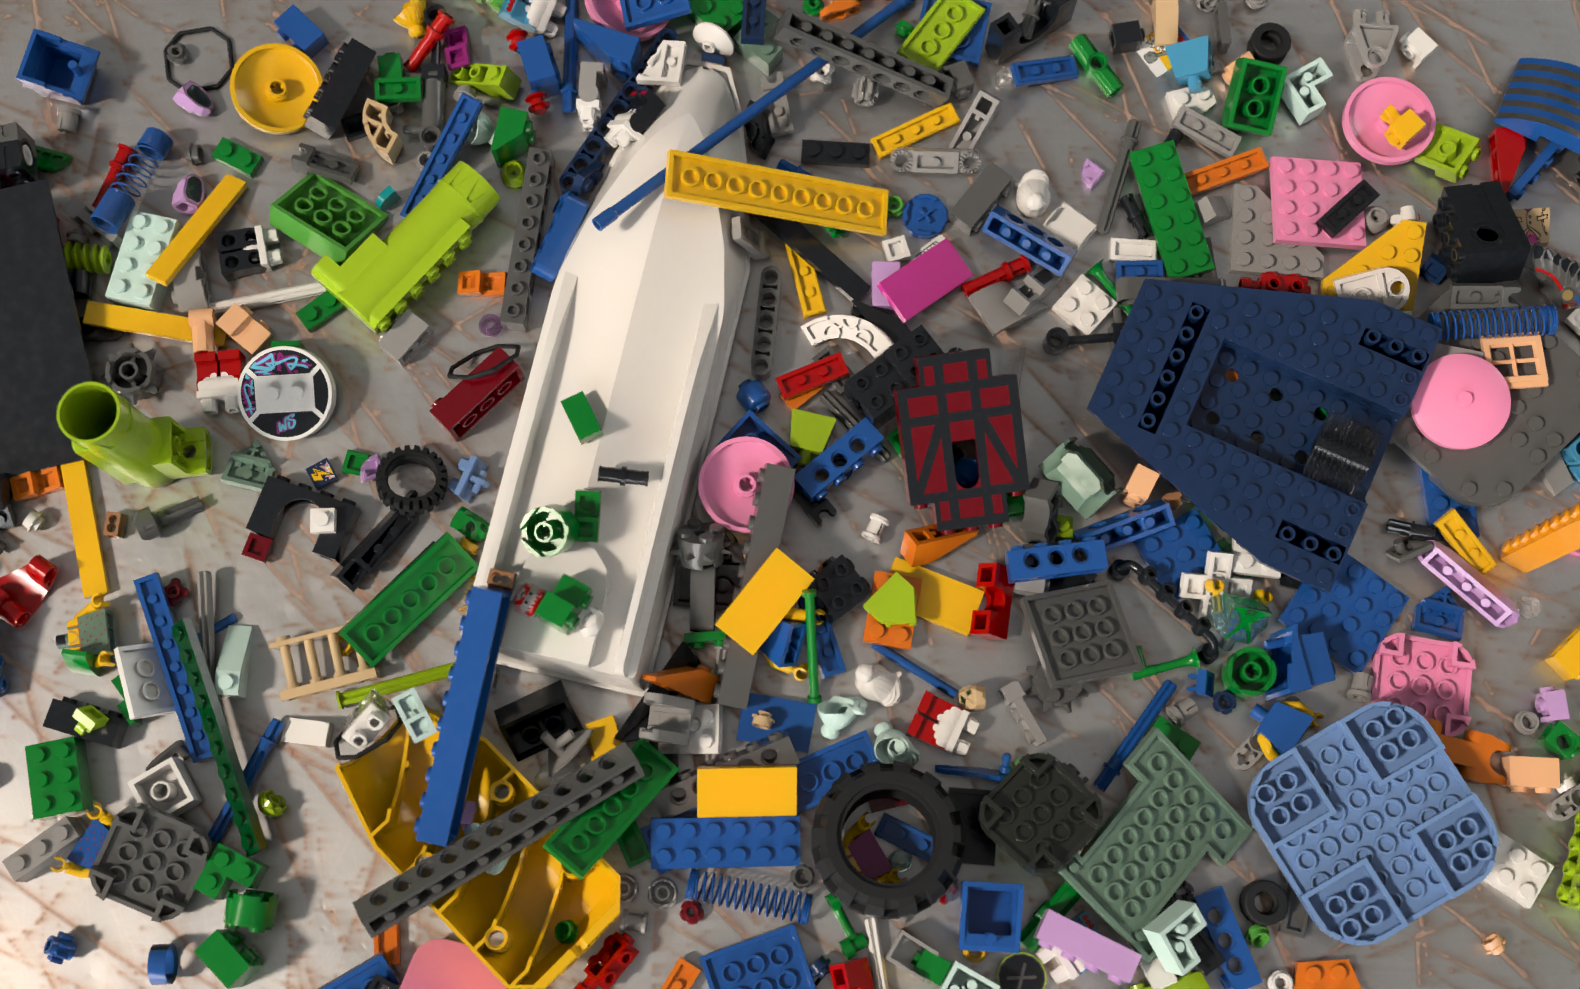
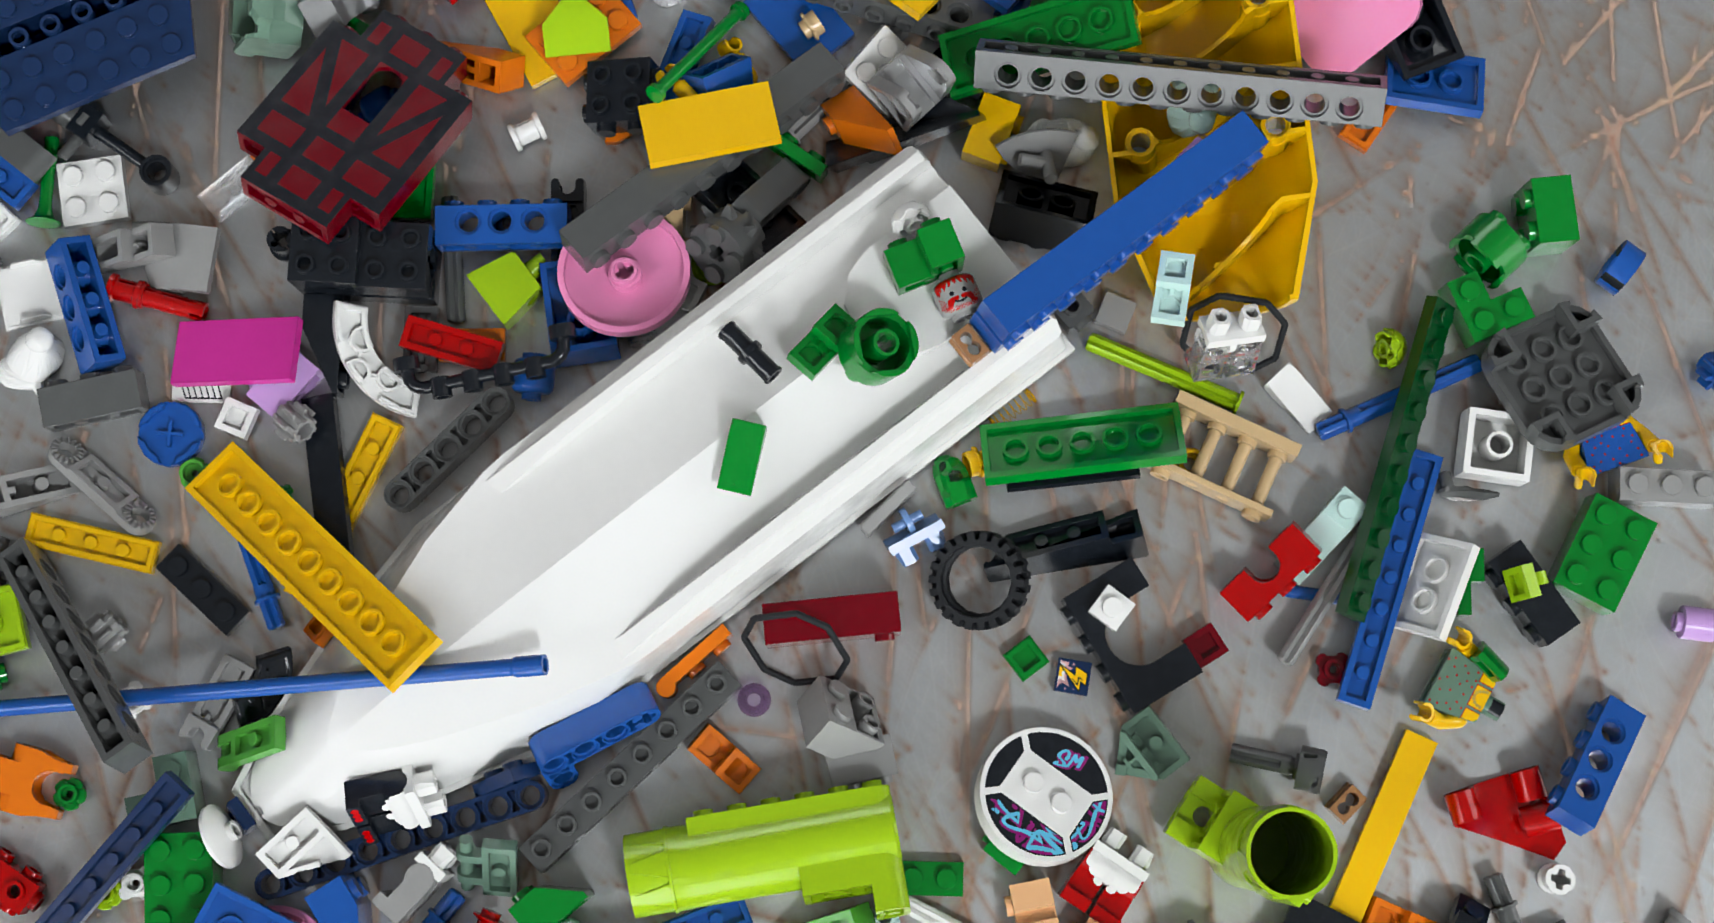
camera: 140 degrees left, 5 degrees up
(34, 521) = (1433, 880): white plate -> none
(248, 596) = (1252, 594): none -> red arch
(369, 468) = (1014, 636): lavender tile -> none
(431, 345) = (839, 719): none -> light grey slope
(495, 480) = (888, 508): none -> light grey tile
(508, 178) = (583, 855): lime plate -> none
(537, 316) = (693, 663): none -> orange plate
(559, 133) = (498, 861): none -> sand green plate
(736, 94) = (251, 742): none -> bright green plate
(750, 238) = (385, 551): light grey plate -> none
(767, 378) = (501, 373): none -> black bar
(860, 267) = (294, 422): none -> light grey gear

